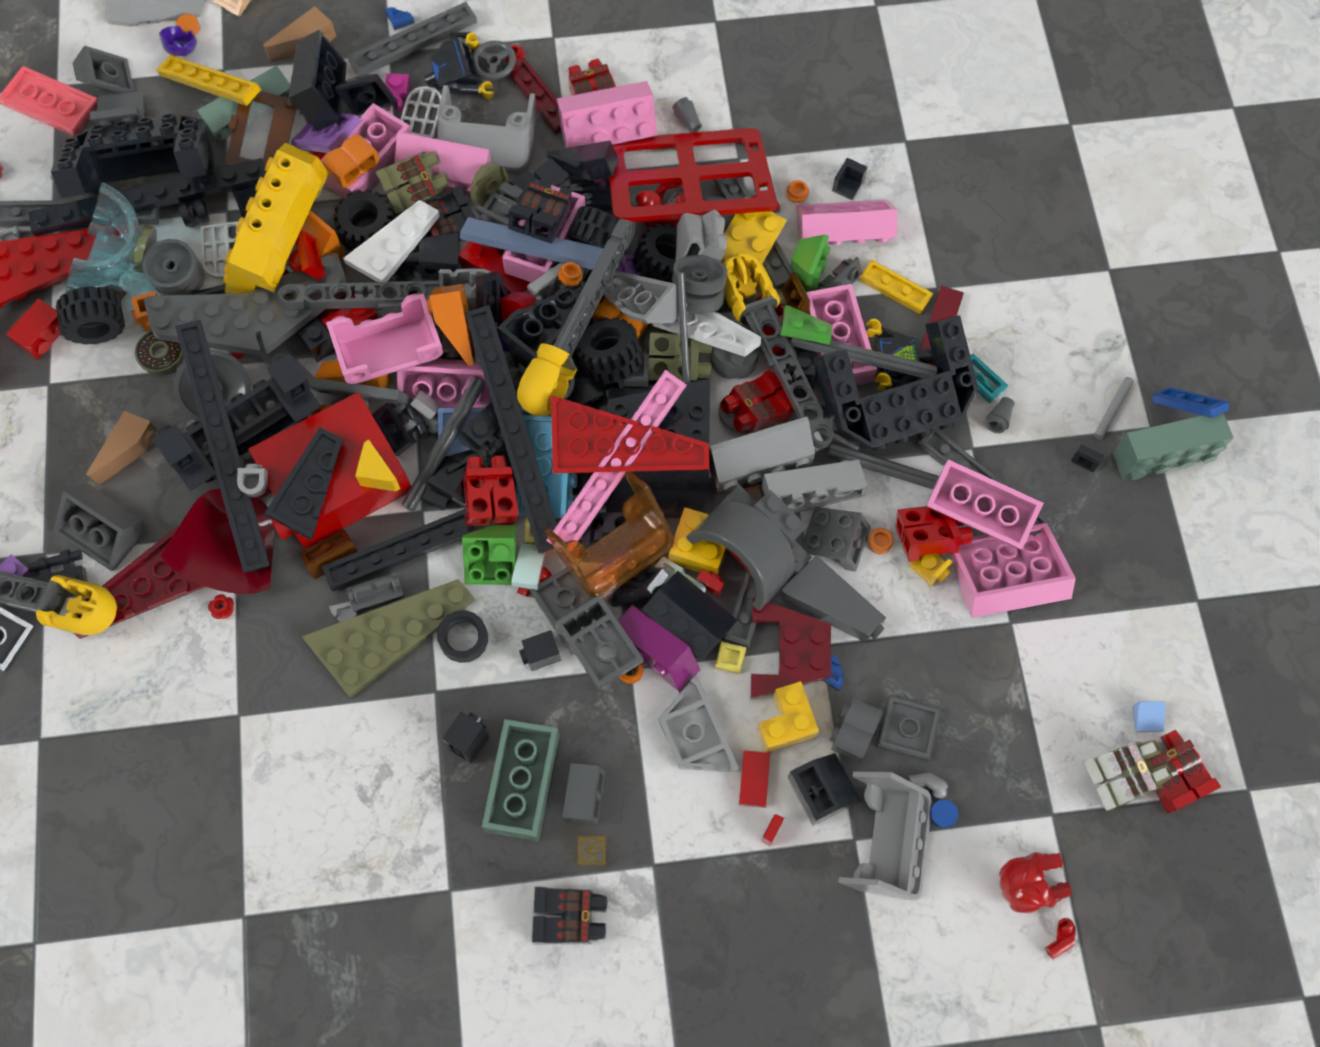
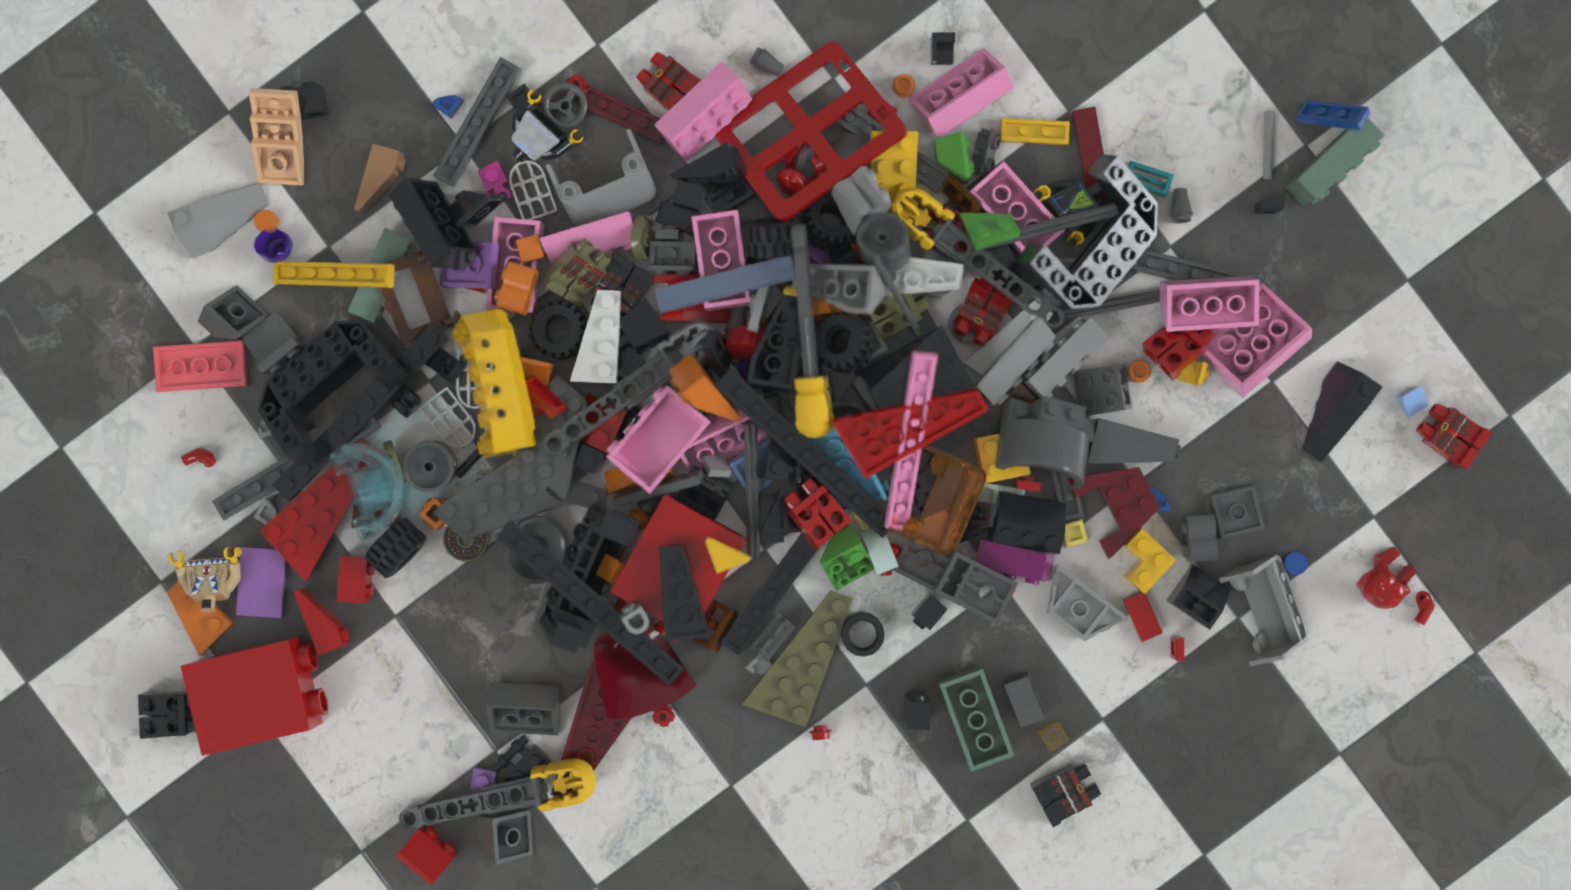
camera: 25 degrees left, 20 degrees up
(123, 446) = (497, 630): medium nougat slope -> none
(263, 433) = (610, 568): none -> orange tile
(359, 710) = (820, 732): none -> red plate
(384, 139) = (530, 248): none -> orange tile
(541, 209) = (712, 243): black hips -> none
(570, 274) = (774, 296): orange plate -> none
(931, 781) = (1273, 544): light grey arm -> none
(1070, 677) = (1340, 404): none -> black wedge
(1137, 771) = (1418, 461): hips -> none

